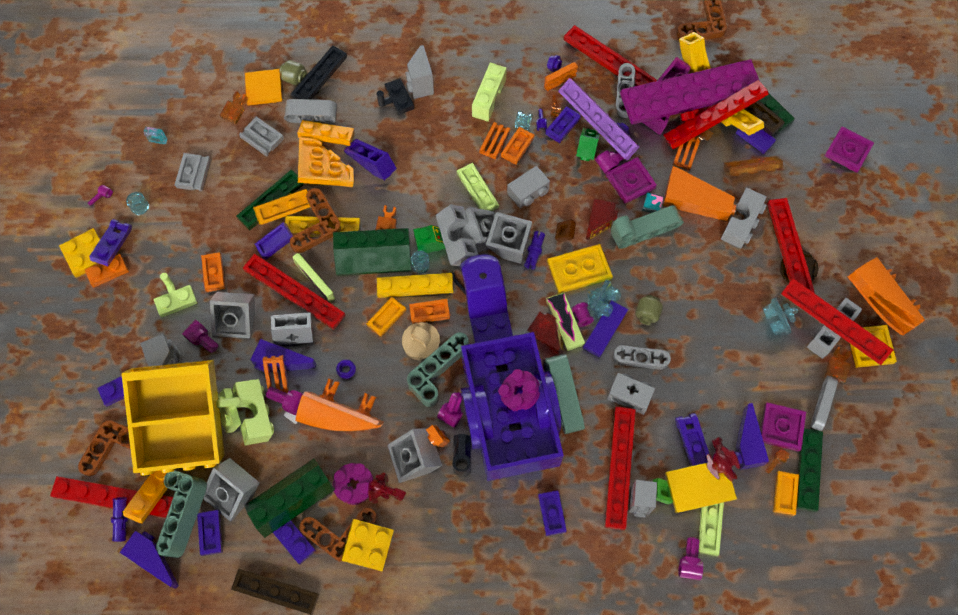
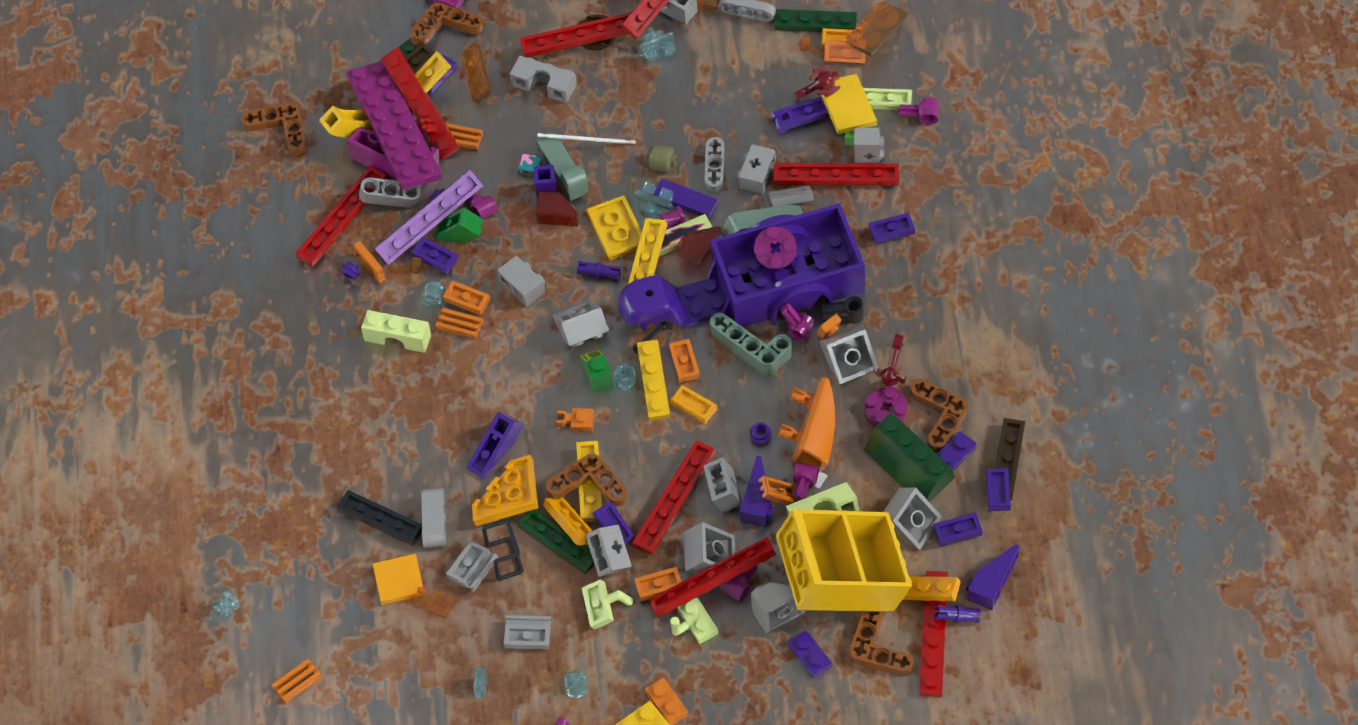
camera: 90 degrees left, 10 degrees down
(110, 242) = (632, 697): dark purple plate -> none
(182, 512) = (945, 554): sand green beam -> none
(187, 9) = (293, 678): none -> orange tile
(199, 311) = (712, 577): none -> red plate
(202, 225) = (598, 603): none -> yellowish green plate
(234, 232) = (608, 550): none -> light grey brick
(237, 575) = (998, 489): none -> dark purple tile
(247, 155) = (516, 552): none -> black piece
(292, 72) = (379, 545): olive head -> none
(313, 278) = (656, 478): yellowish green tile -> none
(326, 132) = (461, 498): light orange plate -> none
(367, 545) = (948, 381): yellow plate -> none
(372, 251) = (618, 424): dark green slope -> none
(397, 95) = (404, 430): black plate -> none
(419, 75) = (378, 400): light grey slope -> none
(420, 340) = (719, 367): tan tile -> none
(451, 222) = (613, 333): light grey arch -> none
(477, 188) = (524, 334): yellowish green tile -> none
(509, 237) = (590, 285): light grey slope -> none
(540, 287) = (648, 249): none -> yellow plate
(541, 122) = (432, 276): dark purple hand -> none
(565, 230) = (574, 241): reddish brown plate -> none
(595, 420) = (791, 196): none -> light grey plate
(629, 207) = (544, 179): none -> dark purple brick
(631, 180) = (504, 184): magenta plate -> none
(673, 247) = (586, 138): none -> white piece
(697, 196) = (519, 124): orange slope -> none
(750, 444) = (791, 67): dark purple slope -> none
(767, 493) = (842, 52): none -> orange plate
(783, 426) = (775, 41): magenta plate -> none
(801, 532) = (876, 28): none -> clear orange windscreen
(815, 143) = (444, 13): none -> dark orange beam

